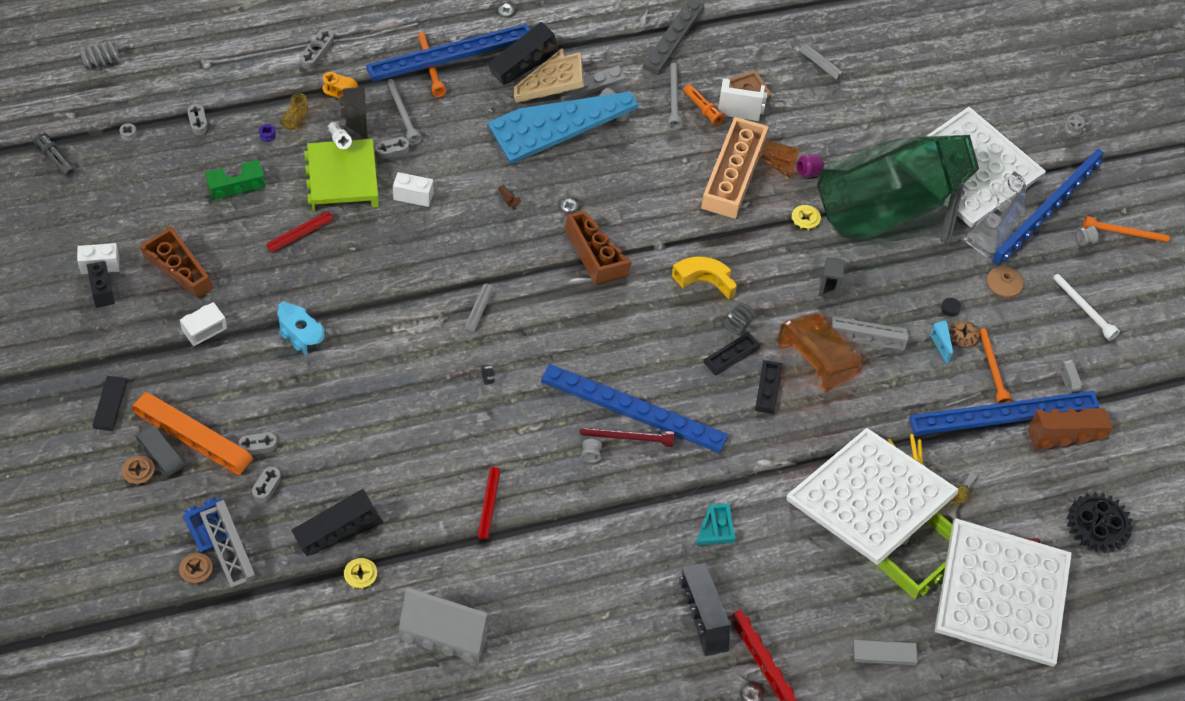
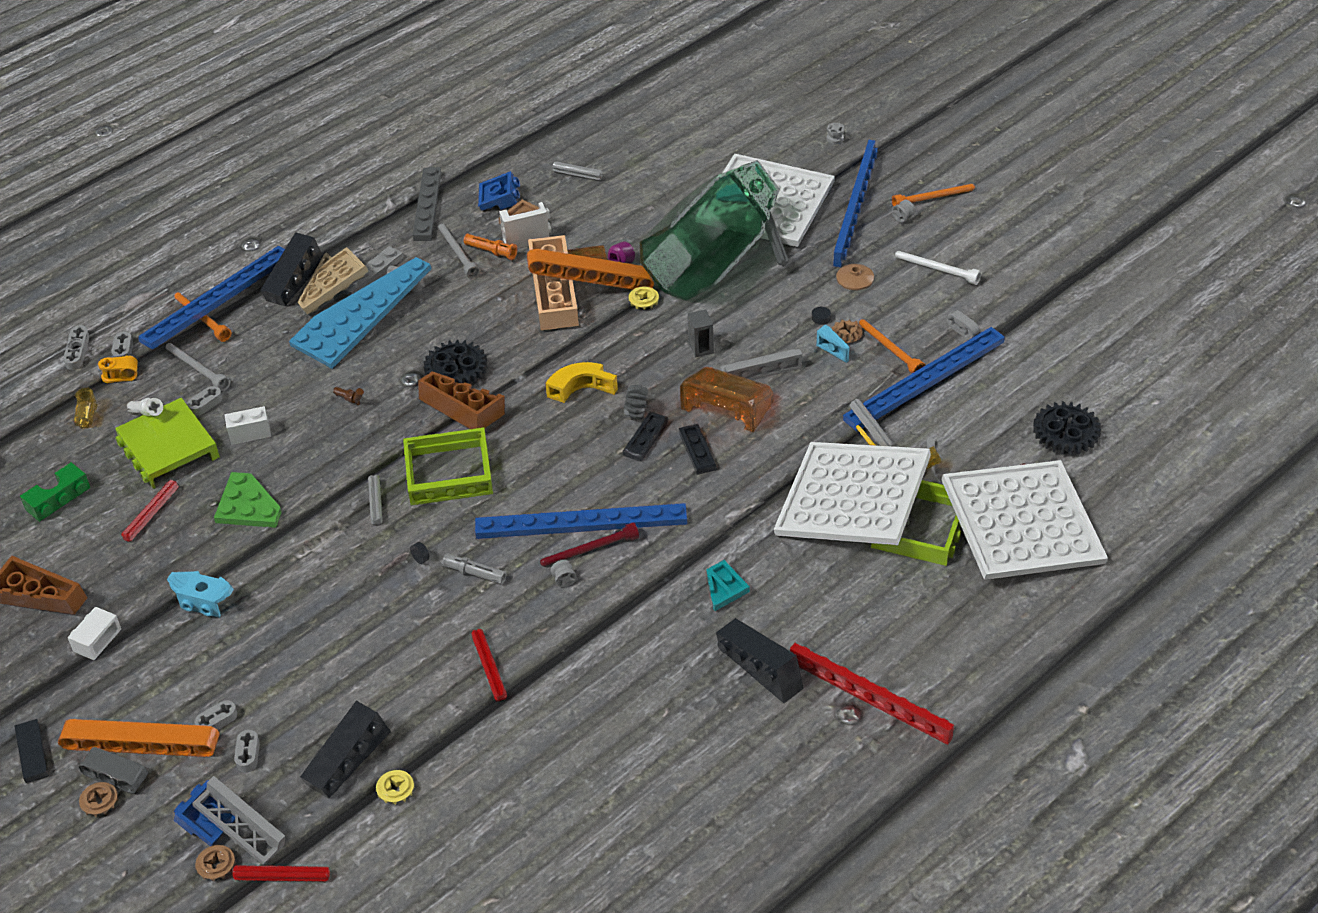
camera: 20 degrees left, 10 degrees down
(239, 602) = (281, 873): none -> red axle
(265, 136) = (65, 439): dark purple bush -> none
(354, 110) = (148, 379): clear smoke slope -> none
(356, 66) = (119, 346): none -> light grey beam
(377, 261) = (247, 503): none -> bright green plate
(443, 626) = (512, 788): light grey slope -> none
(518, 405) = (465, 566): none -> light grey pin
(543, 327) = (452, 488): none -> lime window
(624, 209) = (466, 358): none -> black gear
(740, 53) = (499, 191): none -> blue plate
(768, 171) = (588, 269): none -> orange beam
(884, 652) = (949, 621): light grey tile -> none
(927, 437) = (870, 423): none -> light grey axle
(995, 229) = (822, 231): clear windscreen -> none
(1068, 427) = (988, 364): dark orange wedge -> none

